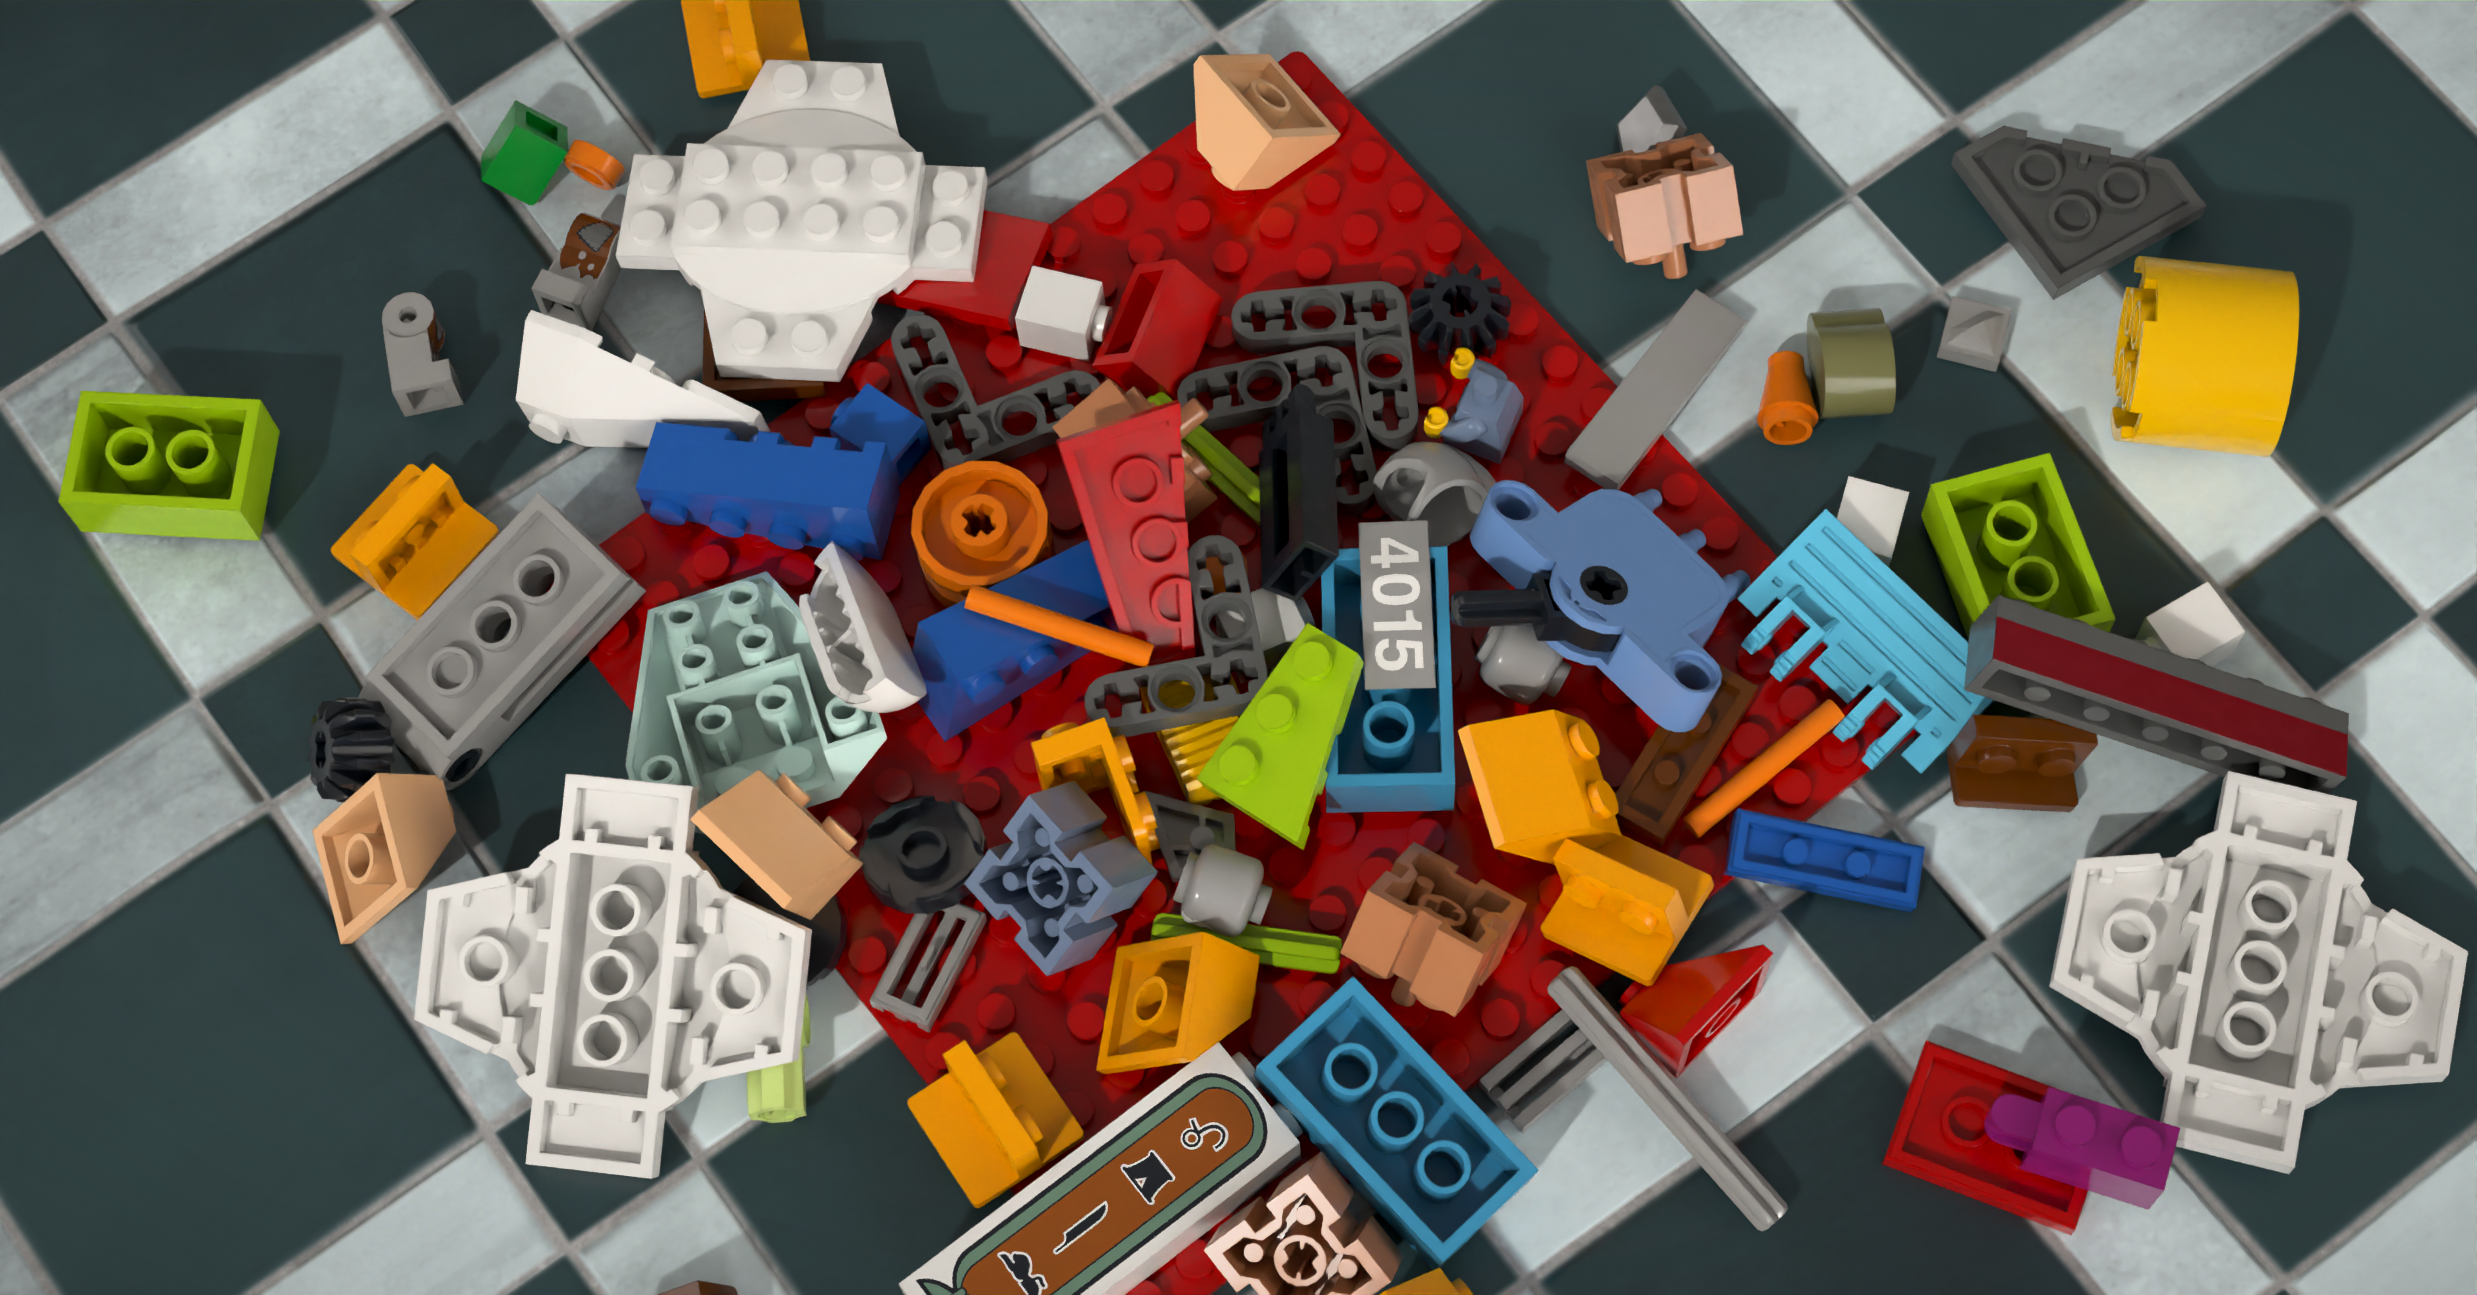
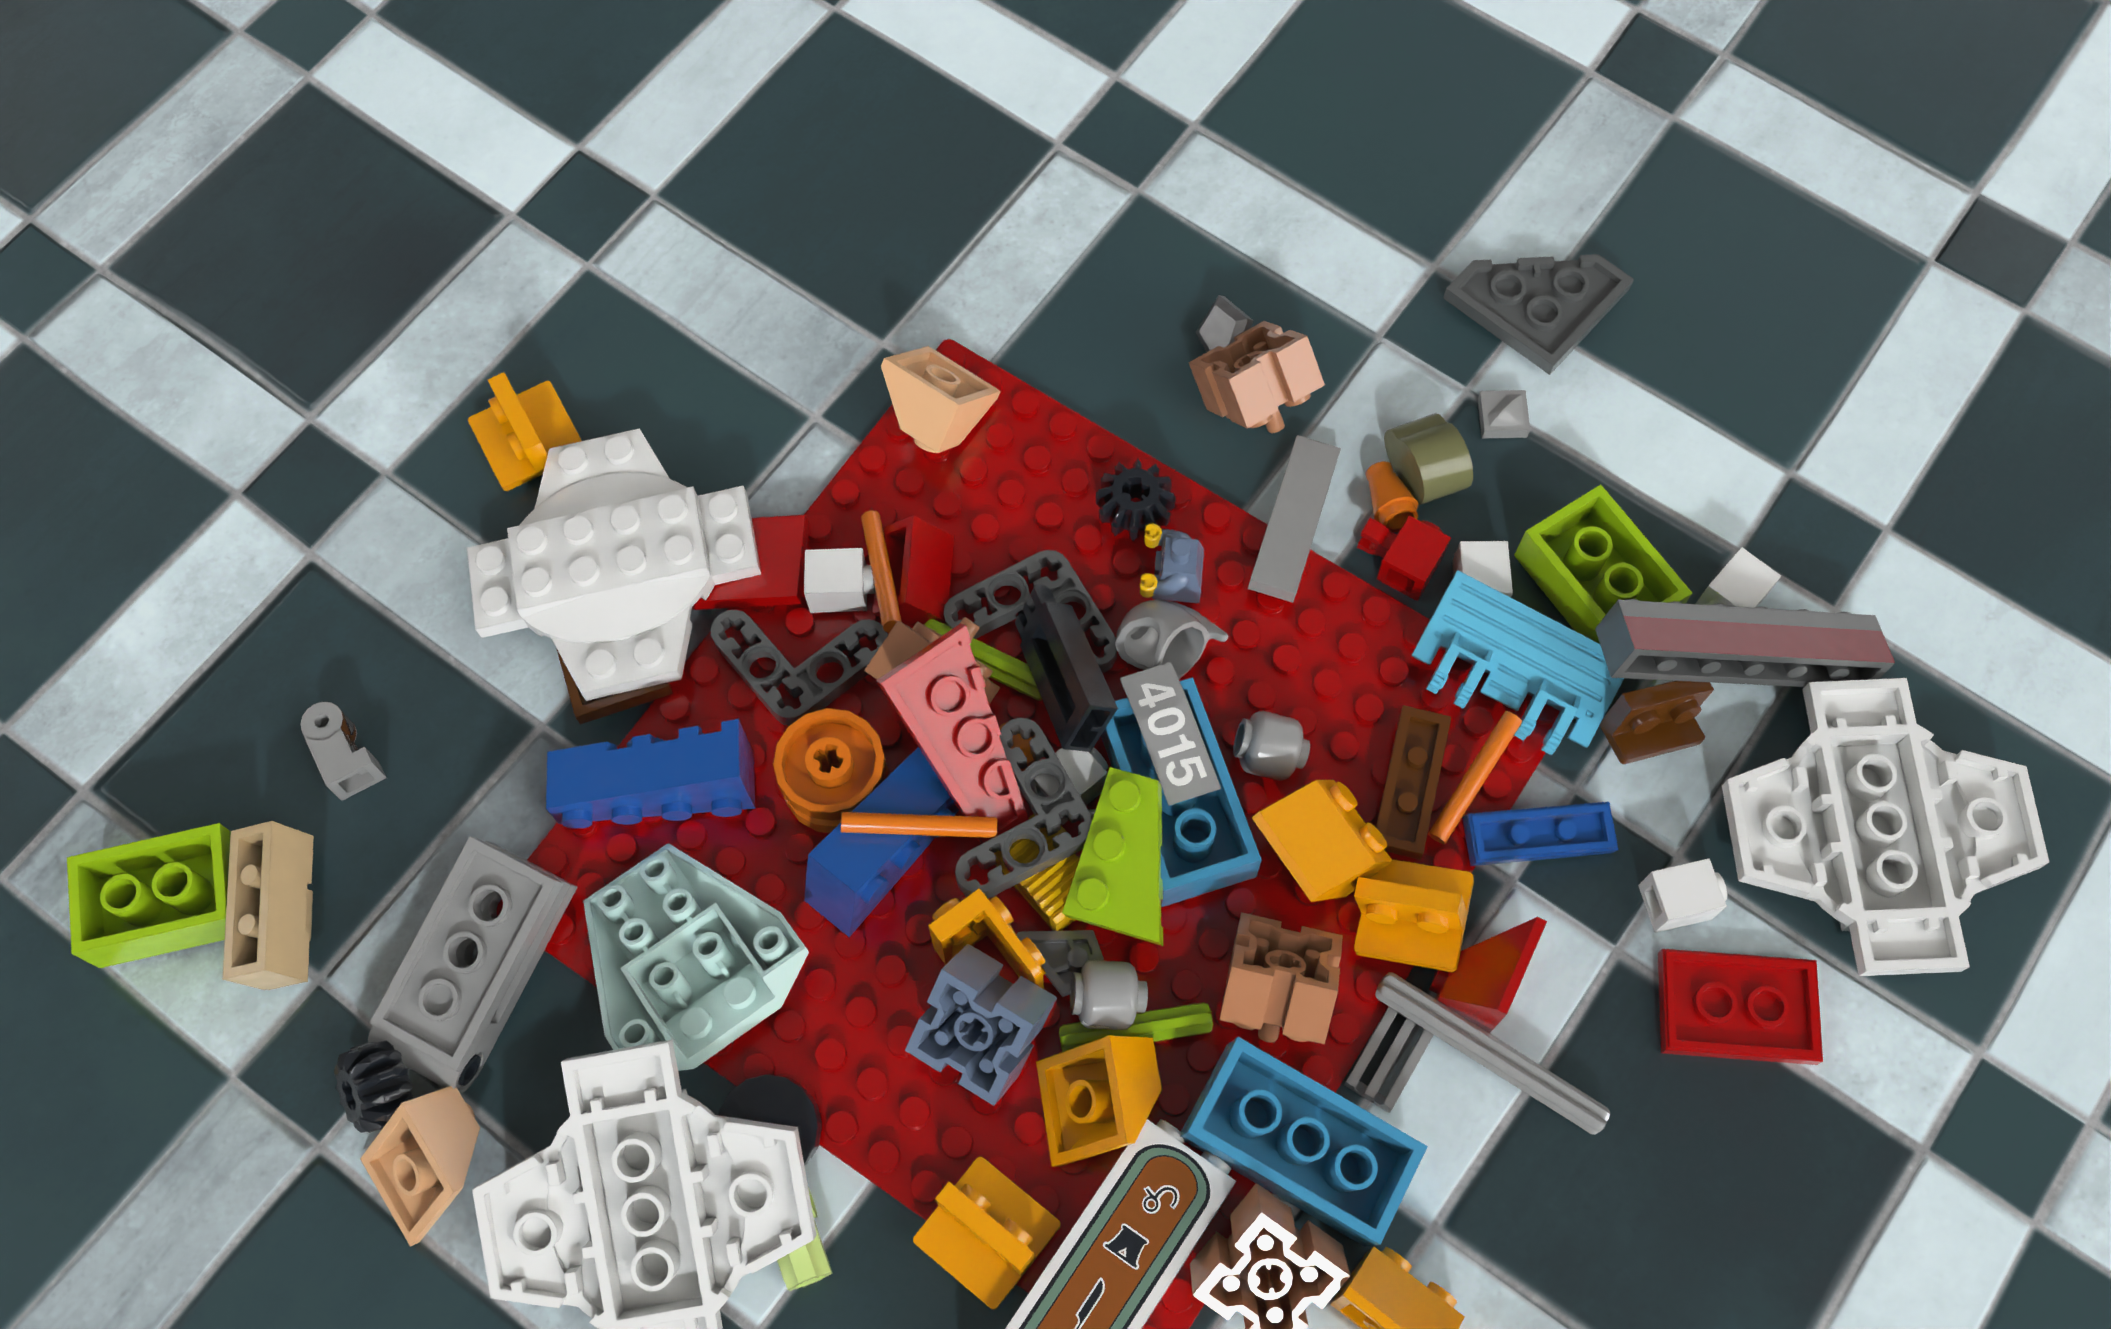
camera: 20 degrees left, 0 degrees up
(289, 512) = (268, 906): none -> tan piece
(415, 539) = (379, 898): light orange bracket -> none
(524, 153) = (379, 570): green panel -> none
(581, 272) = (451, 651): light grey leg -> none
(594, 165) = (437, 564): orange tile -> none
(603, 401) = (494, 745): white wedge -> none
(780, 841) = (749, 1063): light nougat slope -> none
(859, 637) = (762, 878): white brick -> none
(881, 419) = (724, 701): blue brick -> none
(905, 1008) = (885, 1162): light grey tile -> none
(922, 854) = (862, 1034): black tile -> none
(1117, 312) = (881, 570): none -> orange bar
(1367, 335) = (1068, 533): dark grey beam -> none
(1606, 592) = (1320, 679): medium blue piece -> none
(1783, 478) = (1407, 557): none -> red brick
(1975, 984) = (1683, 895): none -> white brick
(2086, 1144) = (1818, 995): magenta brick -> none
(2205, 356) = (1685, 384): yellow brick -> none

